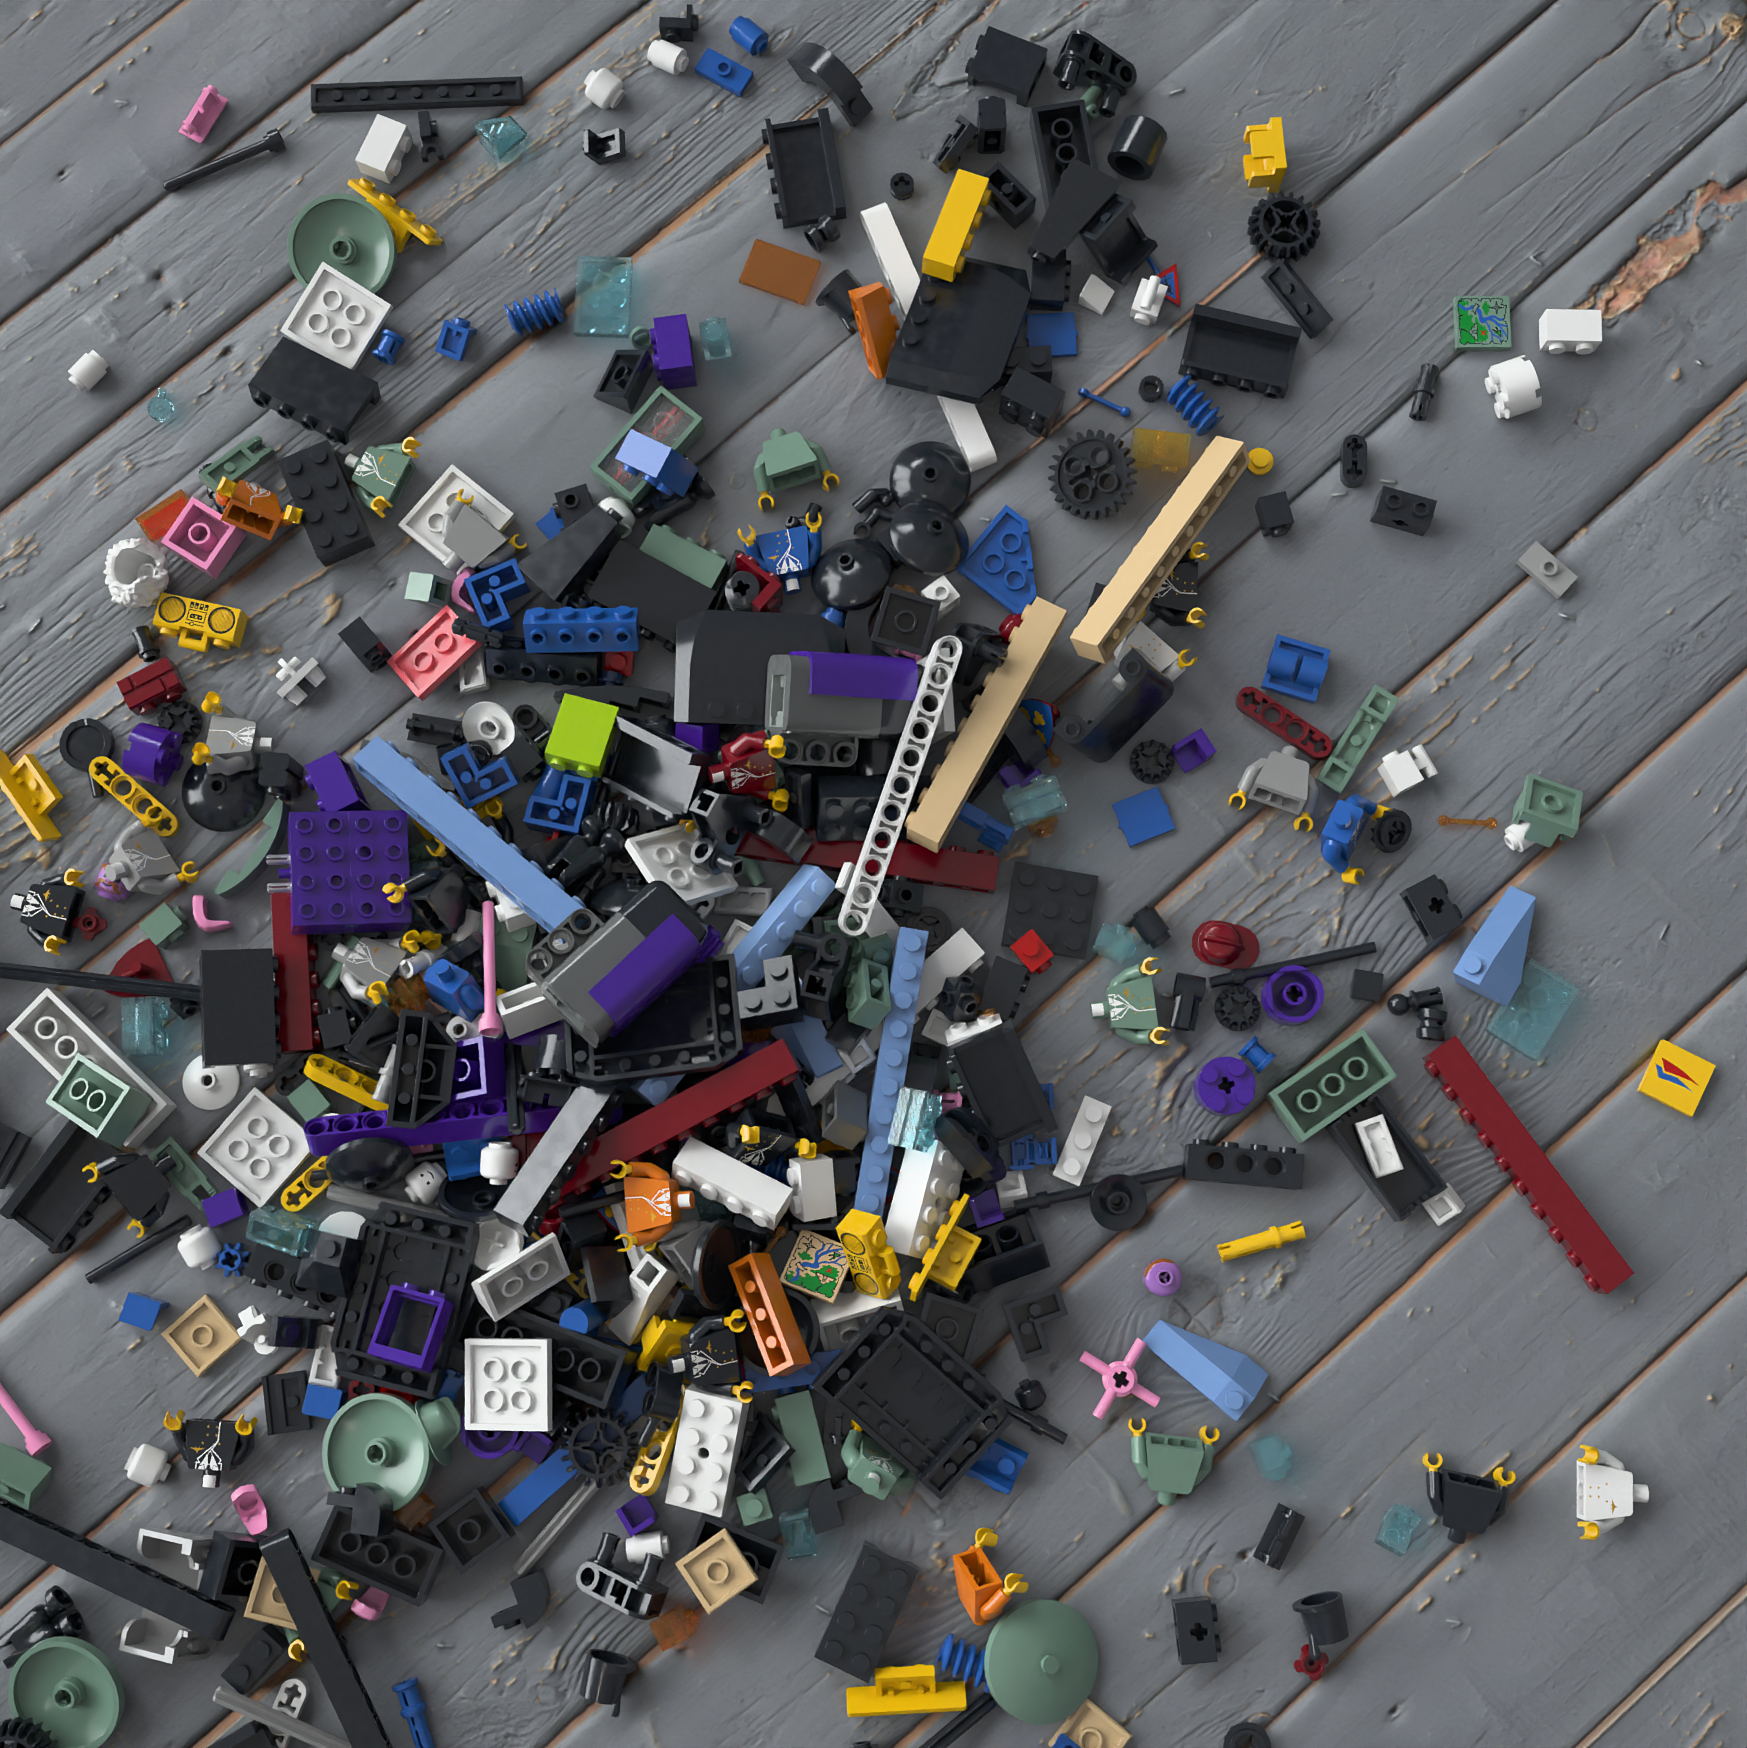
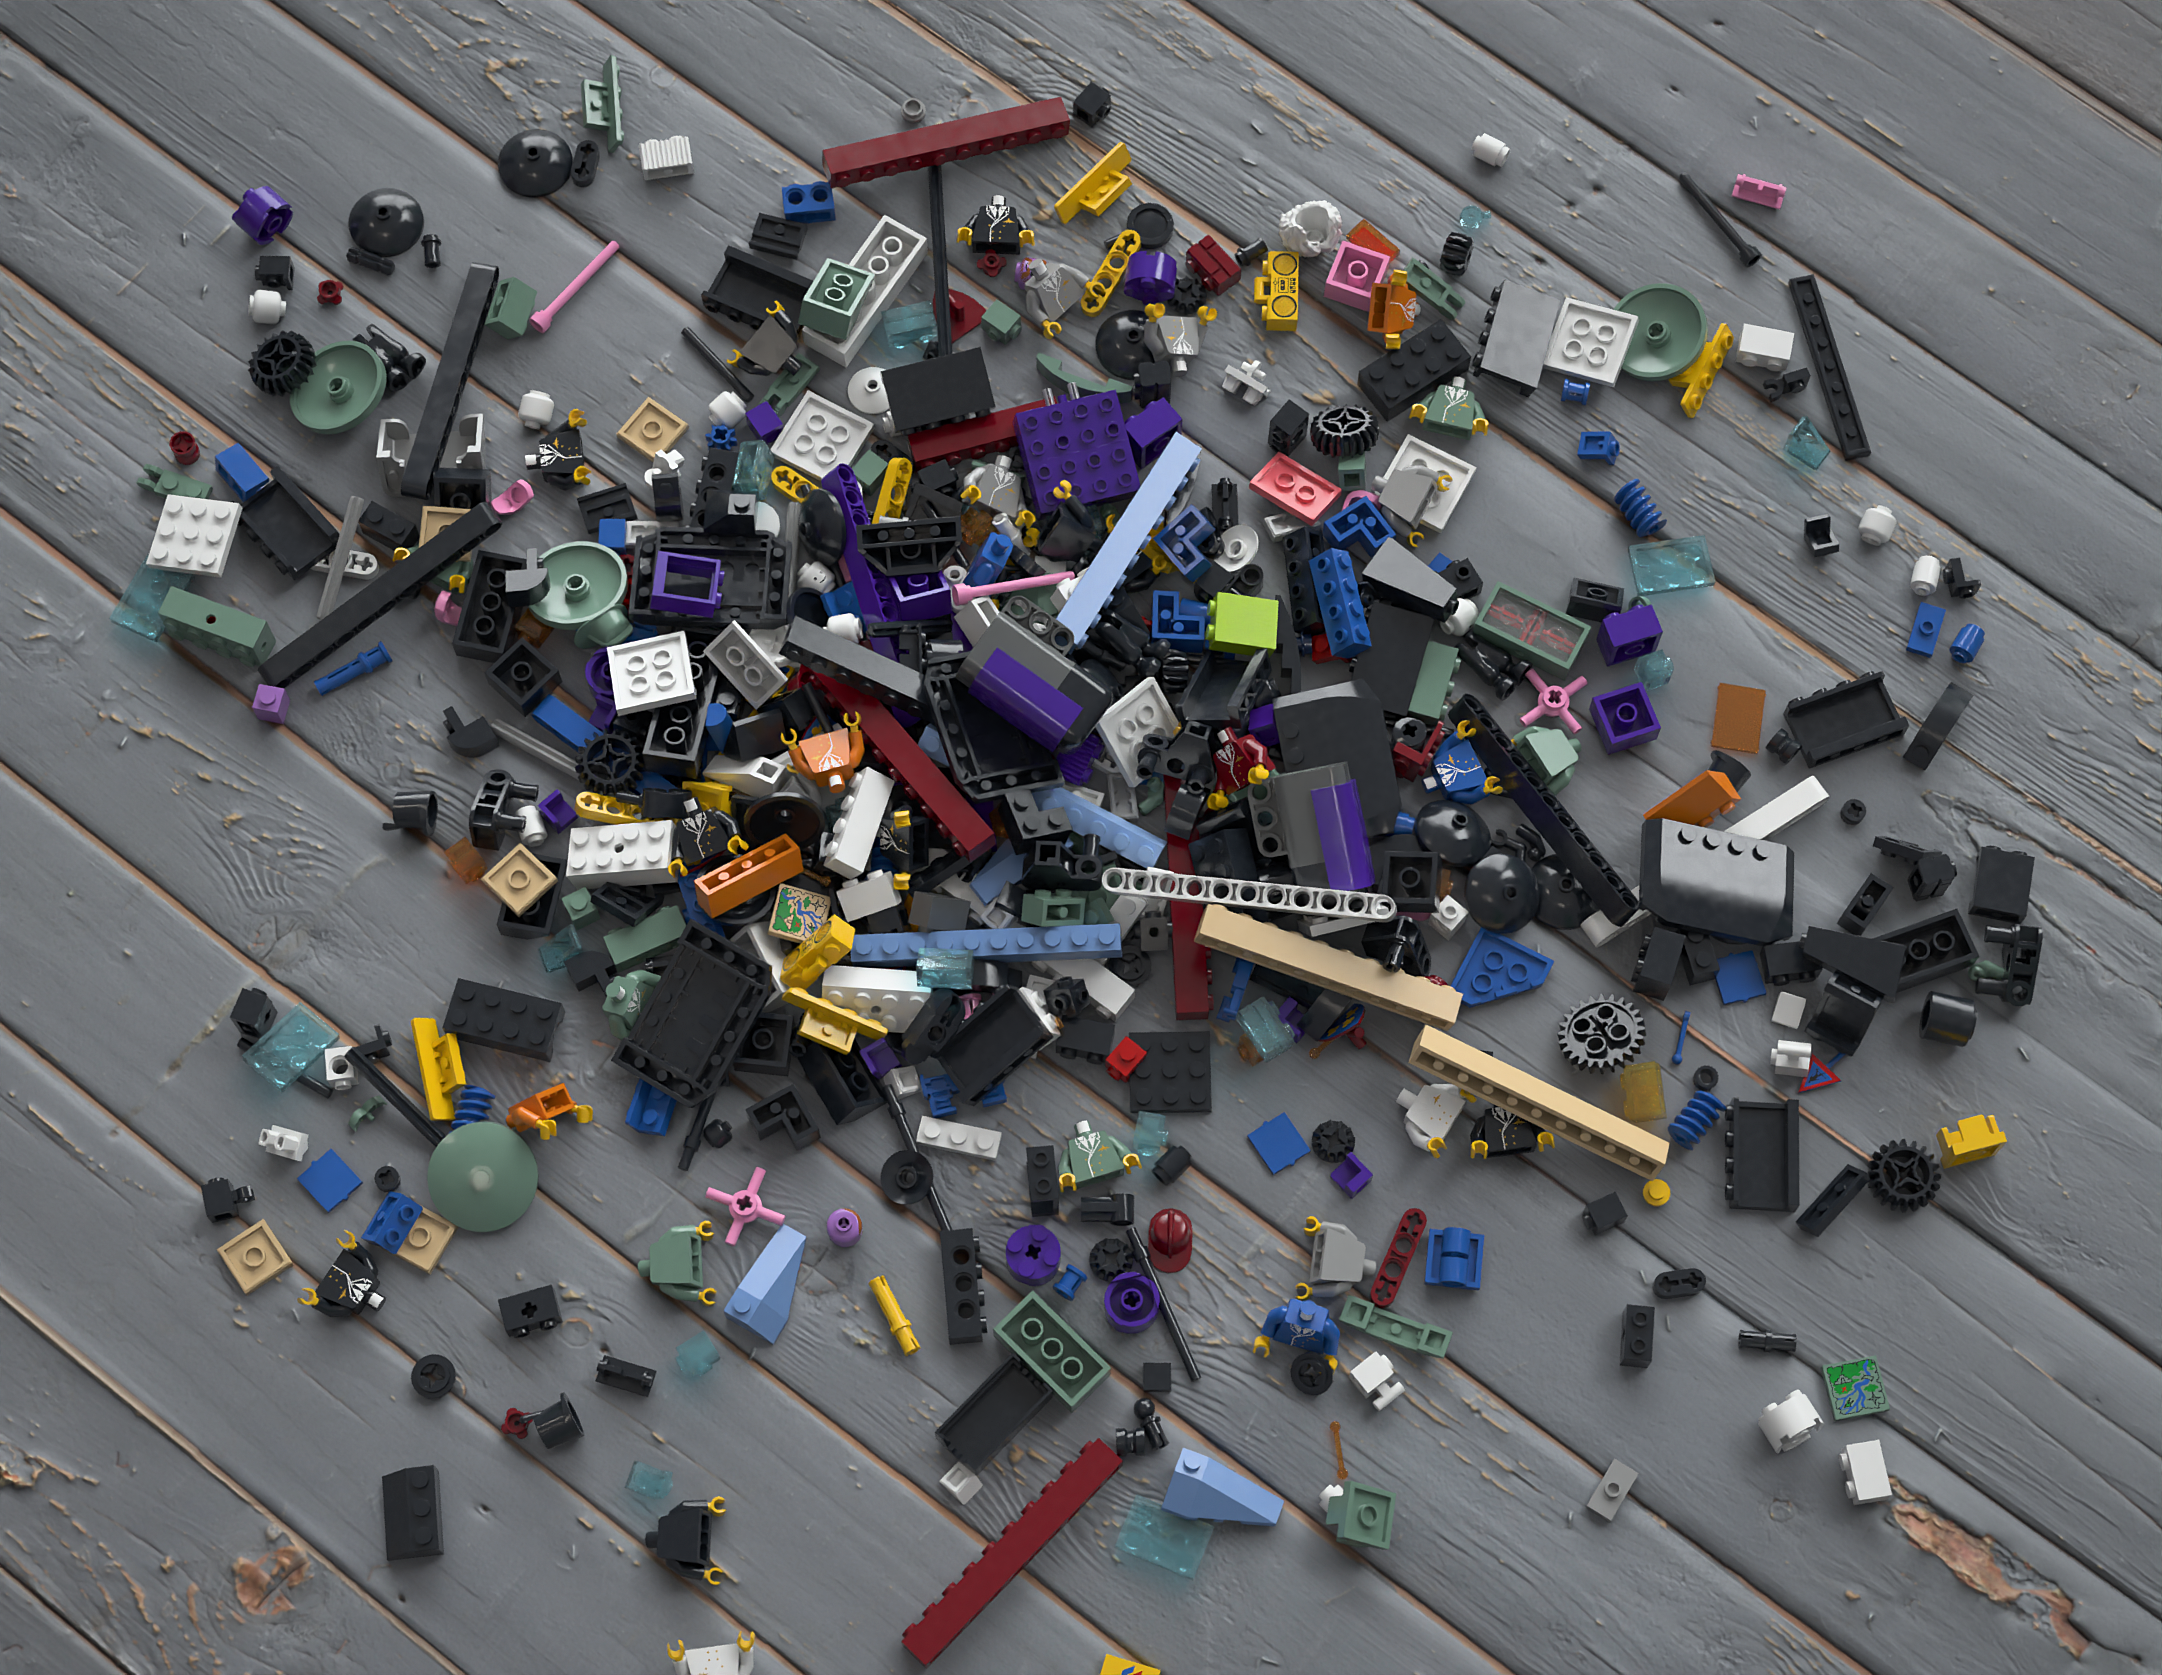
camera: 75 degrees right, 10 degrees down
(141, 1310) = (665, 375): blue panel -> none
(201, 916) = (1015, 350): bright pink hair -> none
(202, 430) = (1456, 253): none -> black gear
(382, 587) = (1344, 431): none -> black gear
(478, 632) = (1318, 517): black axle -> none
(657, 462) = (1510, 634): brick -> none
(733, 438) = (1554, 693): none -> bright pink bar
(762, 377) = (1624, 718): none -> dark purple brick
(848, 476) = (1545, 812): none -> black beam
(956, 226) = (1815, 859): yellow wedge -> none
(1143, 697) = (1387, 1106): black windscreen -> none
(1153, 1061) = (1042, 1181): none -> black panel
(1378, 1146) = (1003, 1406): white plate -> none
(1420, 897) = (1250, 1410): black brick -> none

